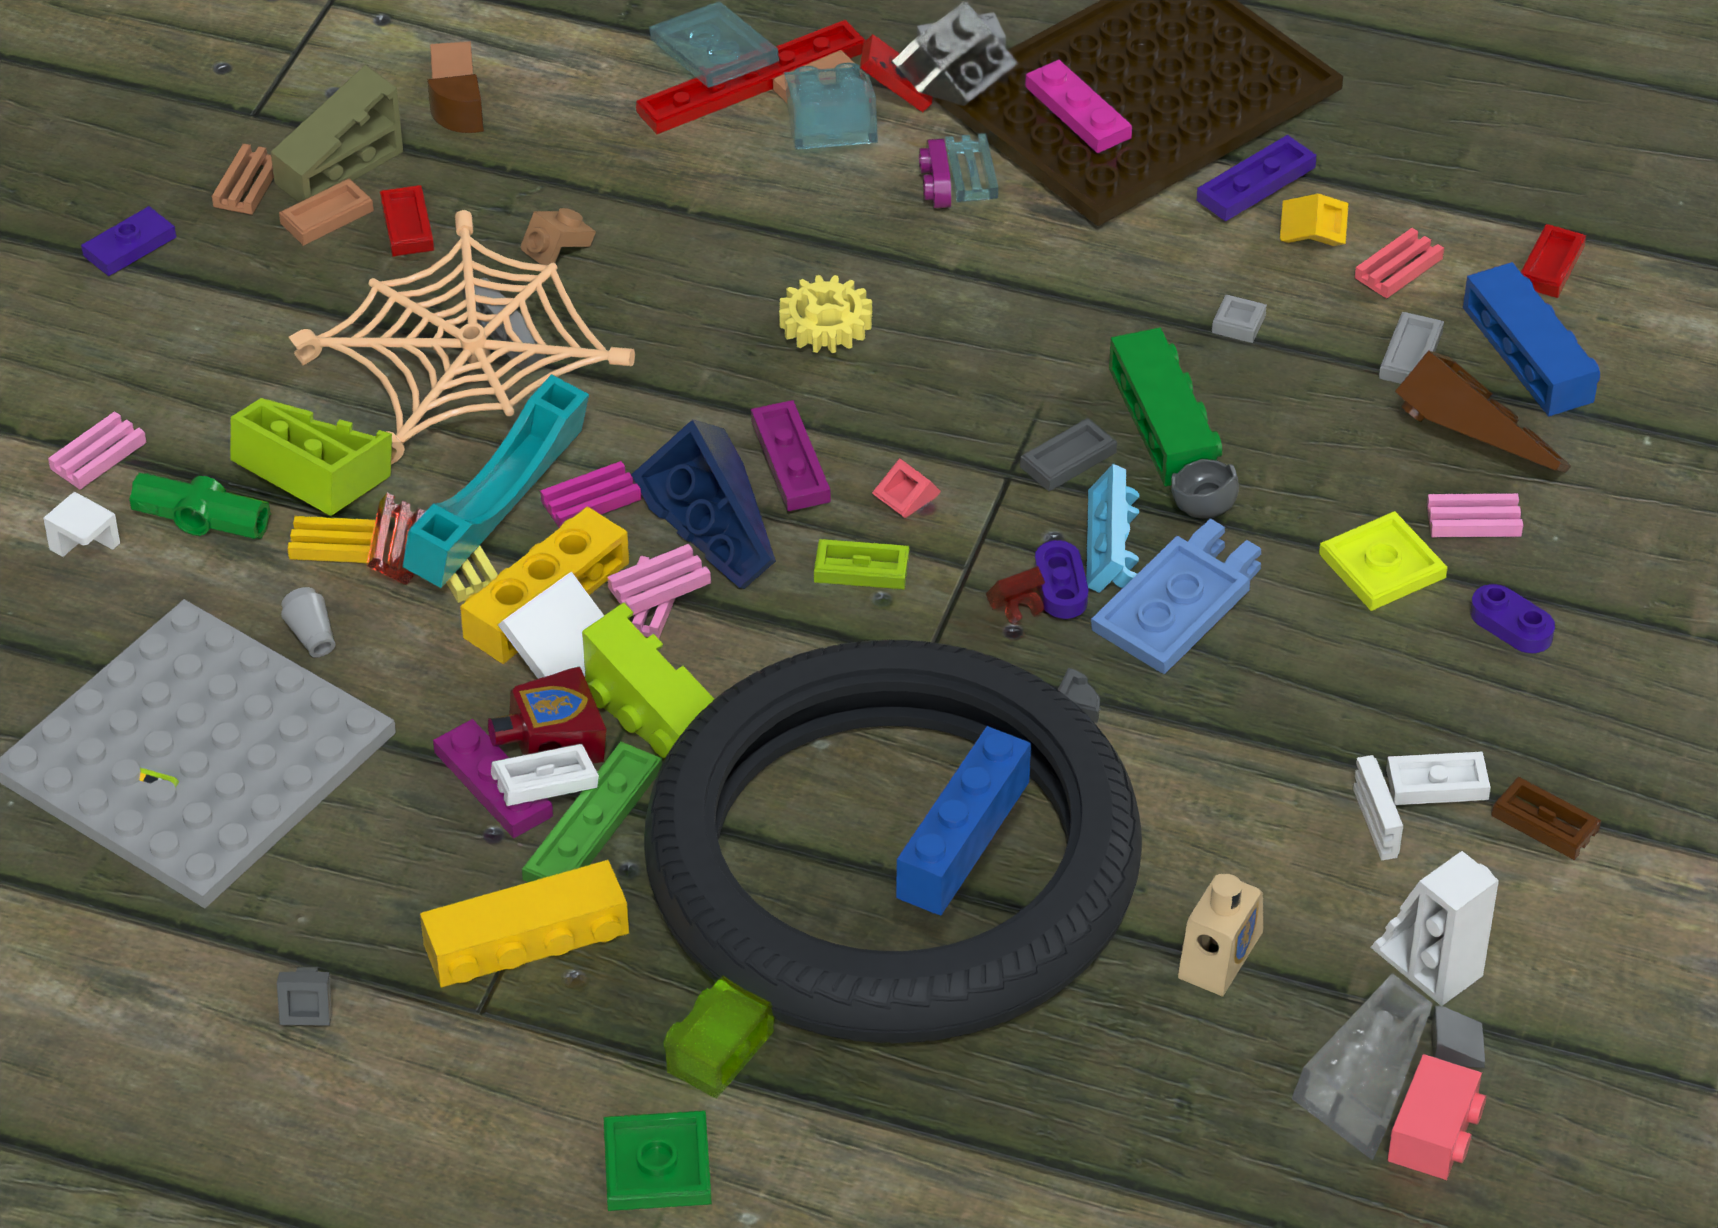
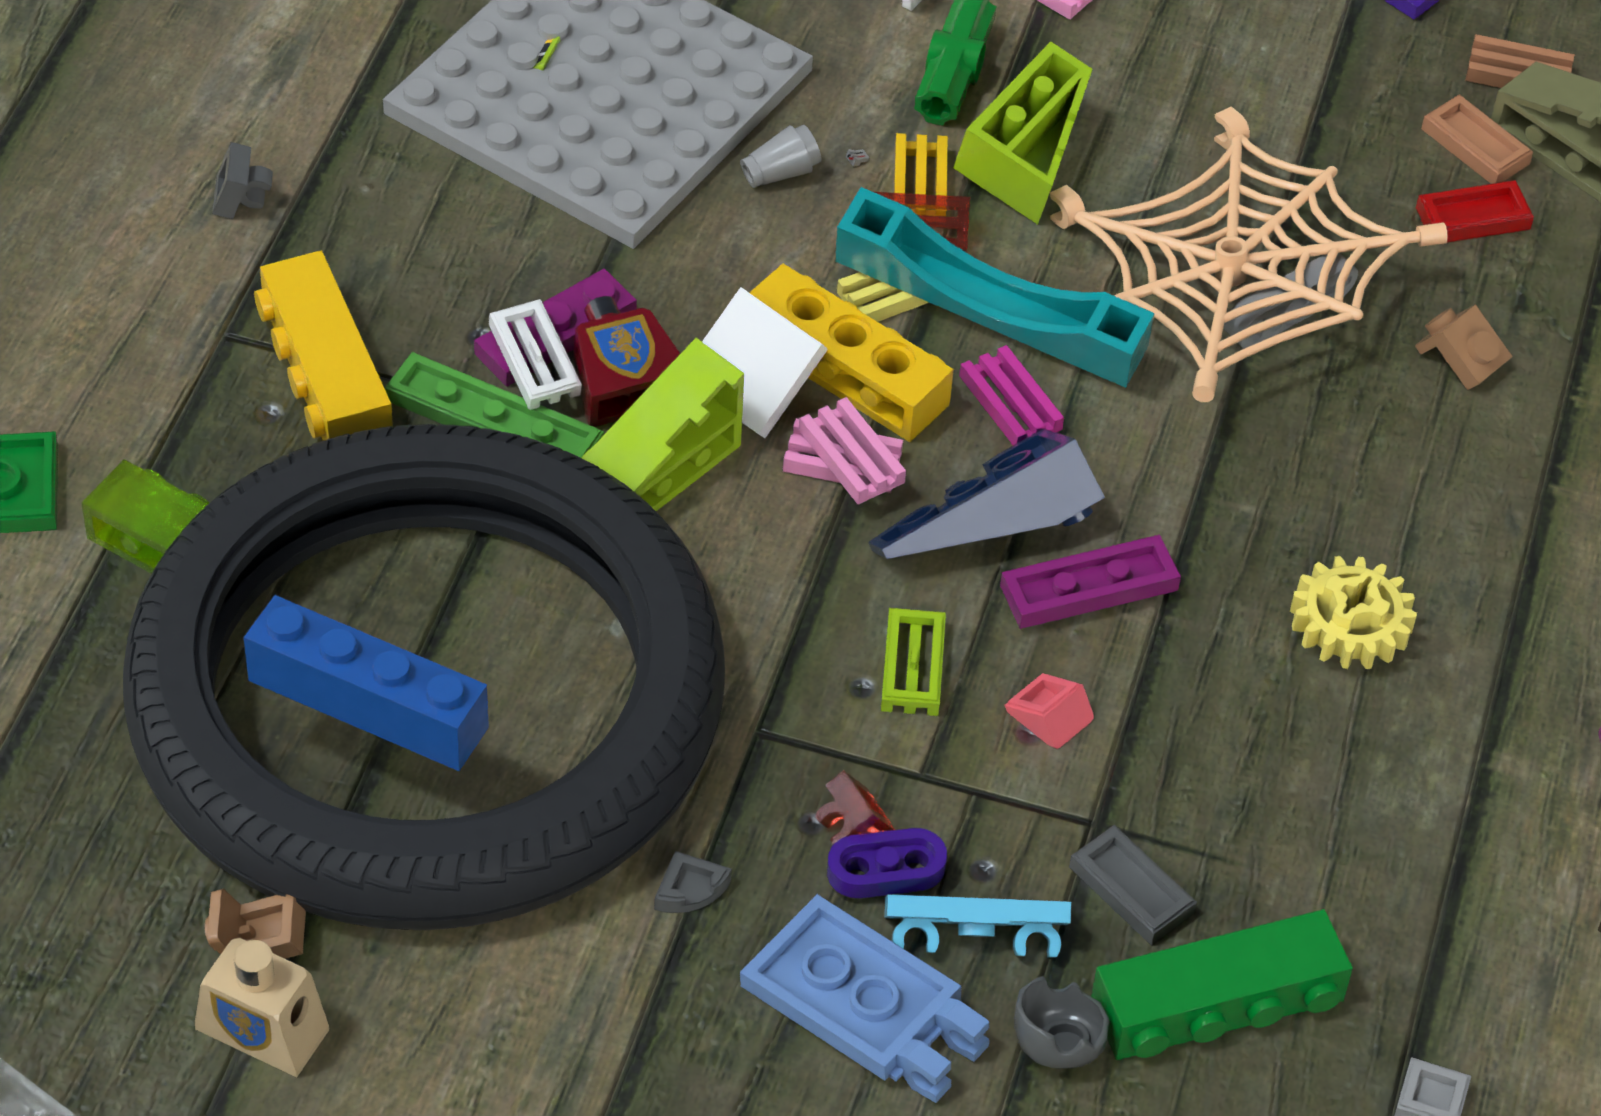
camera: 85 degrees right, 5 degrees up
(301, 581) = (857, 157): none -> light grey piece
(1143, 943) = (273, 920): none -> medium nougat bracket

